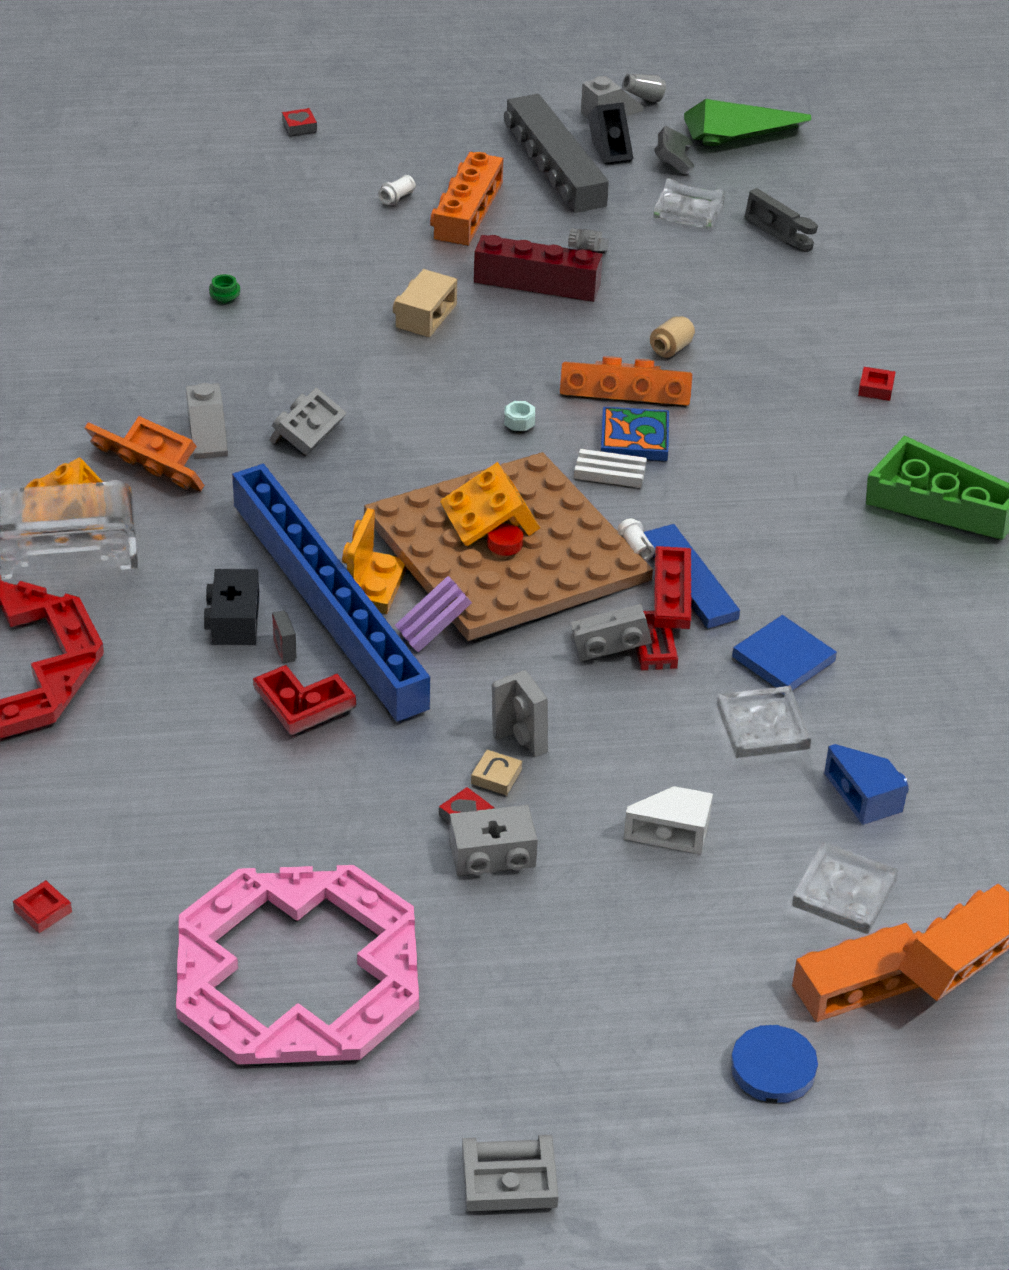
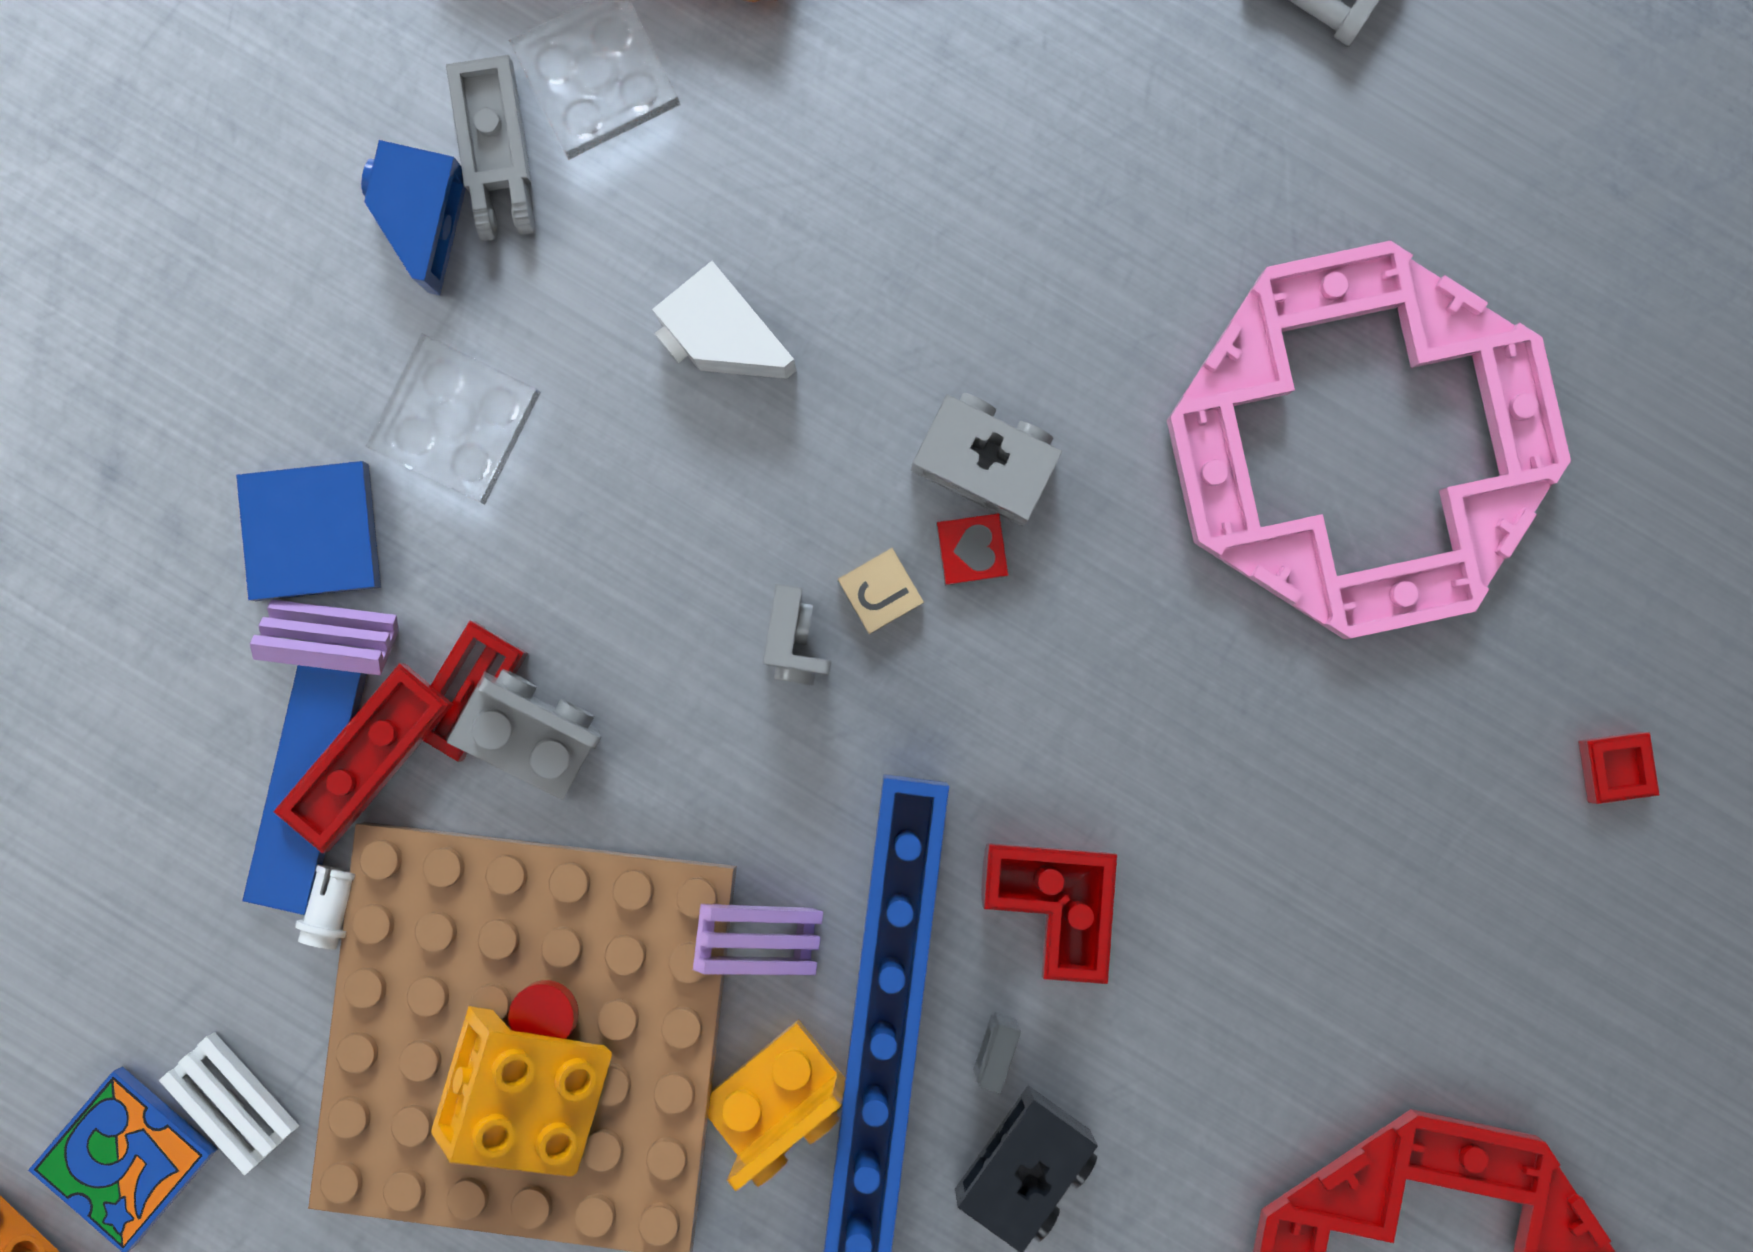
camera: 145 degrees left, 45 degrees up
(759, 610) = (328, 629): none -> lavender tile
(861, 831) = (491, 140): none -> light grey hinge

